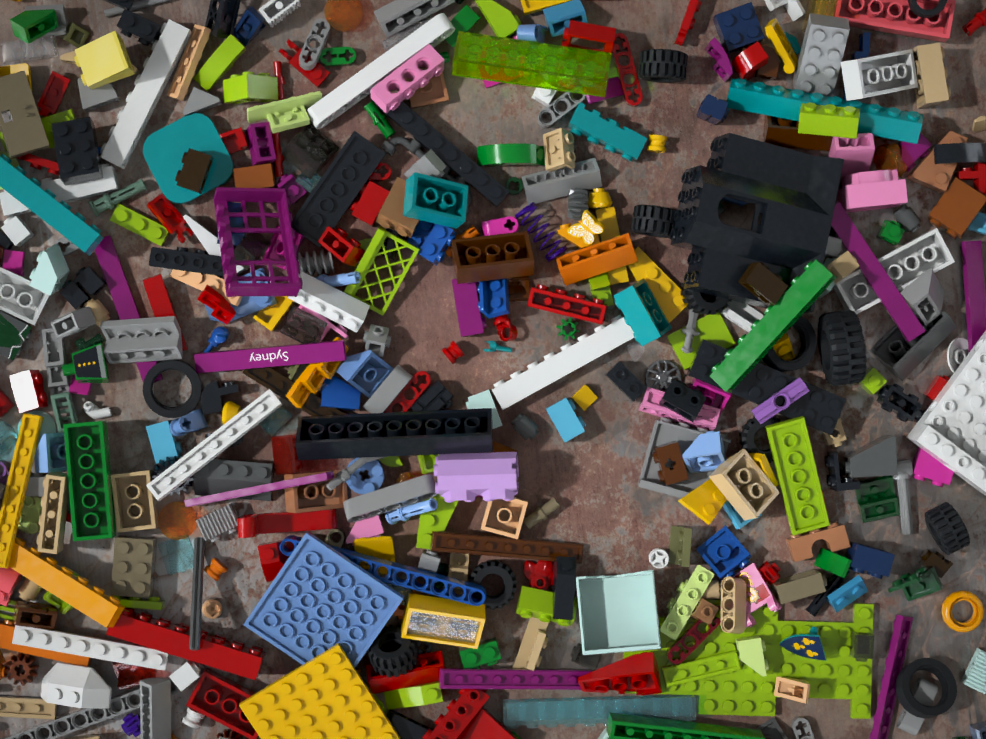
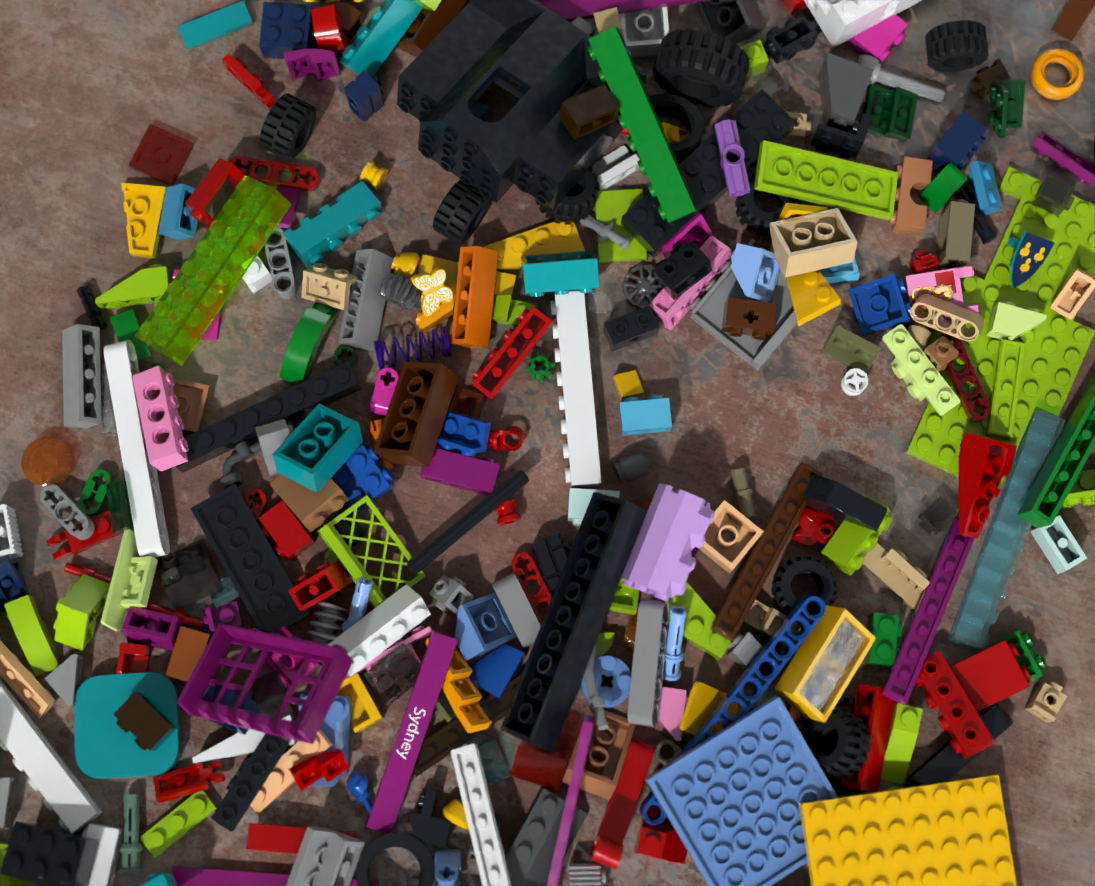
camera: 70 degrees left, 10 degrees down
(334, 79) = (119, 506): none -> clear green panel
(387, 131) = (193, 476): green pin -> none
(432, 328) = (467, 522): none -> black axle
(493, 347) = (522, 462): teal hand -> none
(531, 32) = (177, 255): medium blue piece -> none
(618, 613) = (902, 451): light aqua piece -> none

